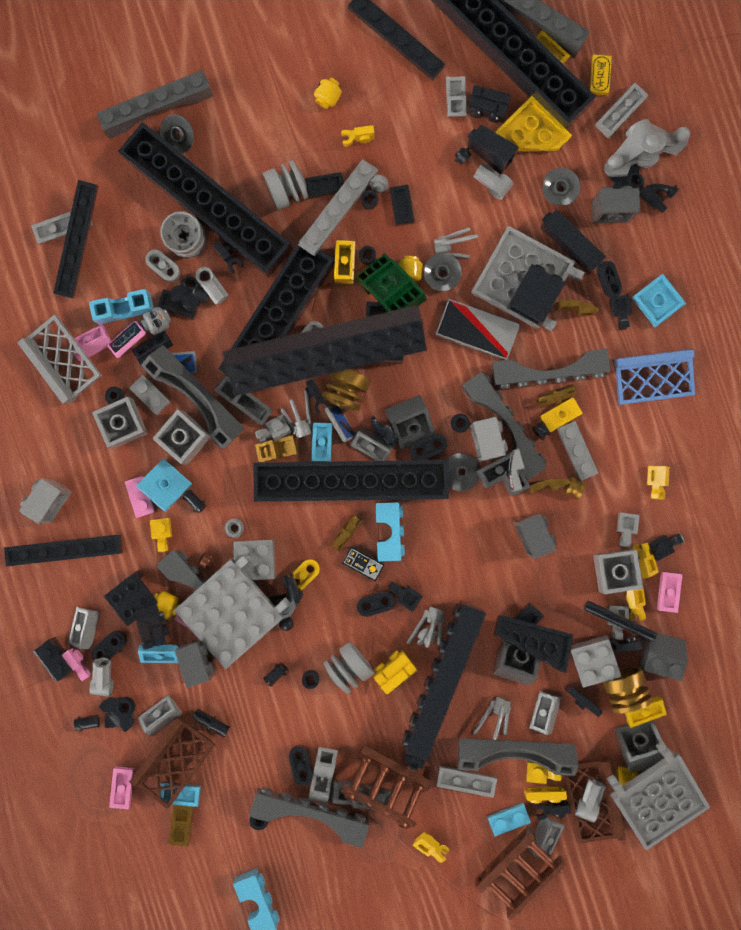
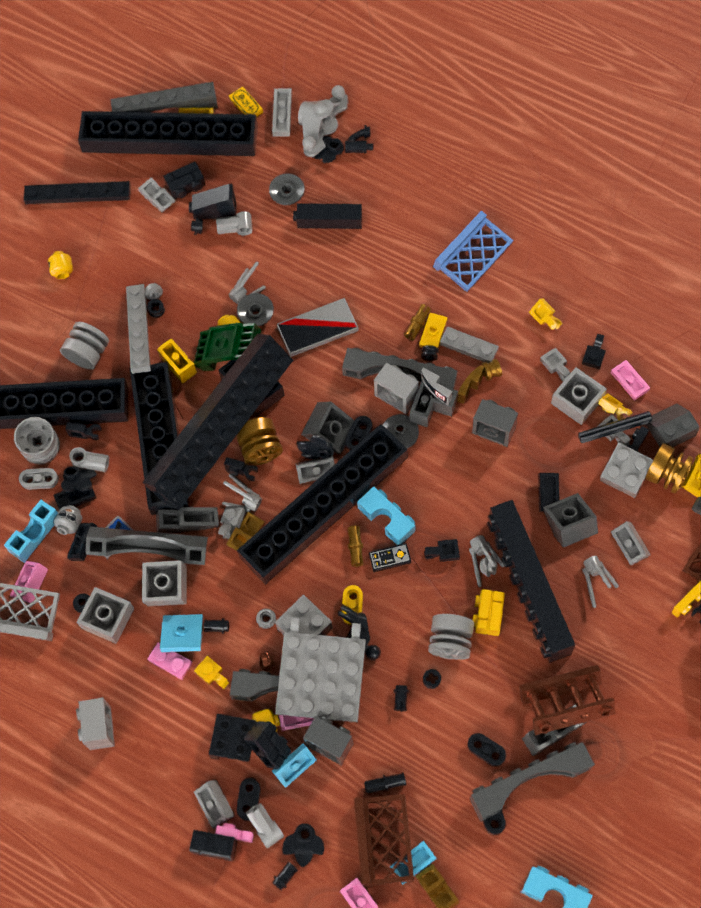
camera: 35 degrees left, 20 degrees down
(63, 550) = (143, 755): black plate -> none
(126, 339) = (56, 553): slope -> none
(150, 395) = (110, 579): light grey plate -> none
(159, 716) = (339, 817): light grey slope -> none
(322, 442) = (273, 495): medium azure plate -> none
(323, 775) = (509, 738): light grey brick -> none
(324, 184) = (114, 324): black plate -> none
(340, 423) = (276, 475): slope -> none
(359, 134) = (109, 271): yellow plate -> none
(373, 255) = (189, 339): black bush -> none
(376, 605) = (426, 577): black plate -> none
(402, 205) = (183, 293): black tile -> none
(414, 762) = (567, 662): black plate -> none
(429, 846) = (644, 719): yellow plate -> none
(466, 423) = (366, 393): black plate -> none
(466, 781) = (623, 645): light grey plate -> none
(509, 266) = (319, 266): light grey plate -> none
(509, 819) = (683, 645): medium azure plate -> none
(510, 372) = (370, 333): dark grey arch -> none
(534, 129) = (233, 168): yellow plate -> none
(536, 294) = (336, 266): black brick -> none
(539, 774) = (670, 589): yellow plate -> none
(540, 642) = (572, 491): black wing -> none
(557, 758) = (668, 565): dark grey arch -> none
(581, 308) = (377, 251): pearl gold slope -> none
(582, 701) = (647, 508): black plate -> none
(609, 279) = (378, 217): black plate -> none
(615, 205) = (336, 168): dark grey brick -> none
(621, 307) = (406, 229): black plate -> none
(646, 562) = (593, 372): yellow plate -> none
(658, 300) = (426, 203): medium azure plate -> none

